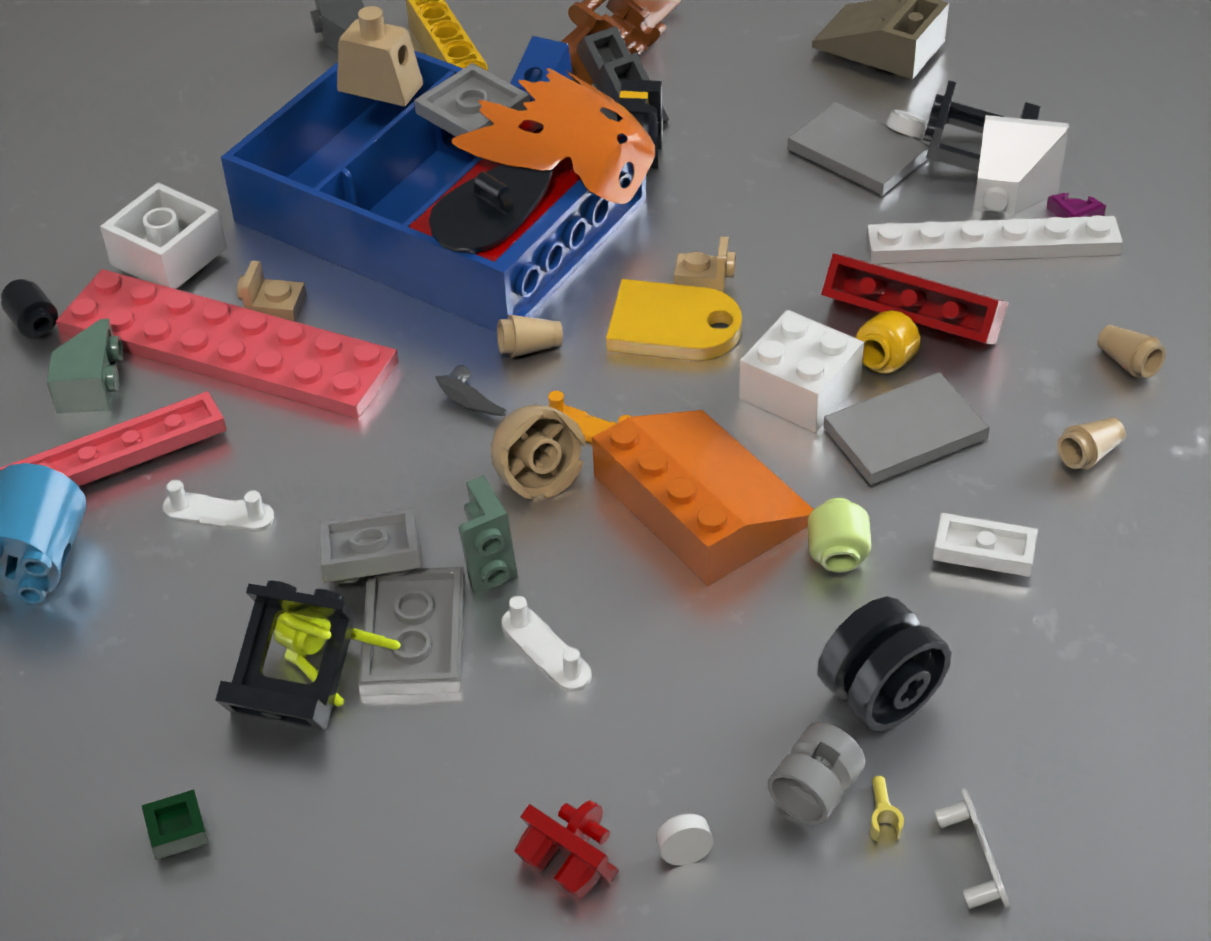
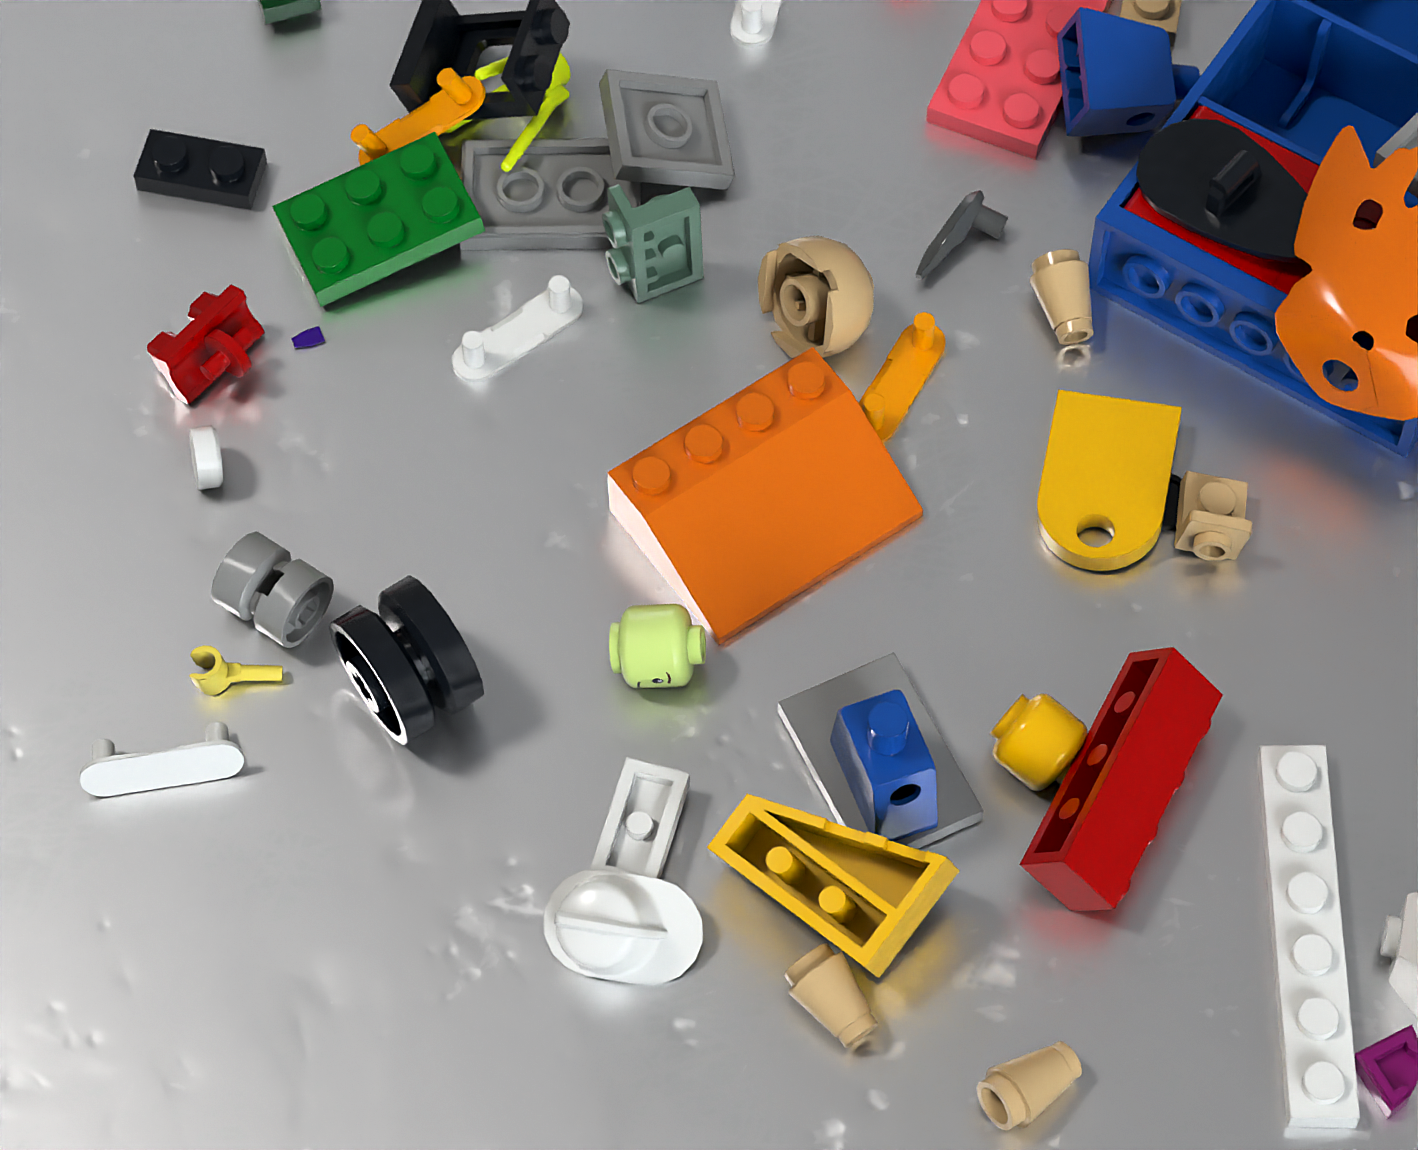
camera: 90 degrees right, 15 degrees up
(345, 707) = (444, 110): none -> light orange piece
(349, 300) = (1117, 74): none -> blue torso
(367, 882) = (200, 169): none -> black plate
(439, 736) = (378, 218): none -> green plate
(548, 790) = (308, 338): none -> dark purple piece
(801, 370) = (976, 622): white brick -> none
(929, 393) = (883, 752): none -> blue torso
(1018, 424) = (836, 879): none -> yellow wedge
(1067, 553) = (622, 927): none -> white piece

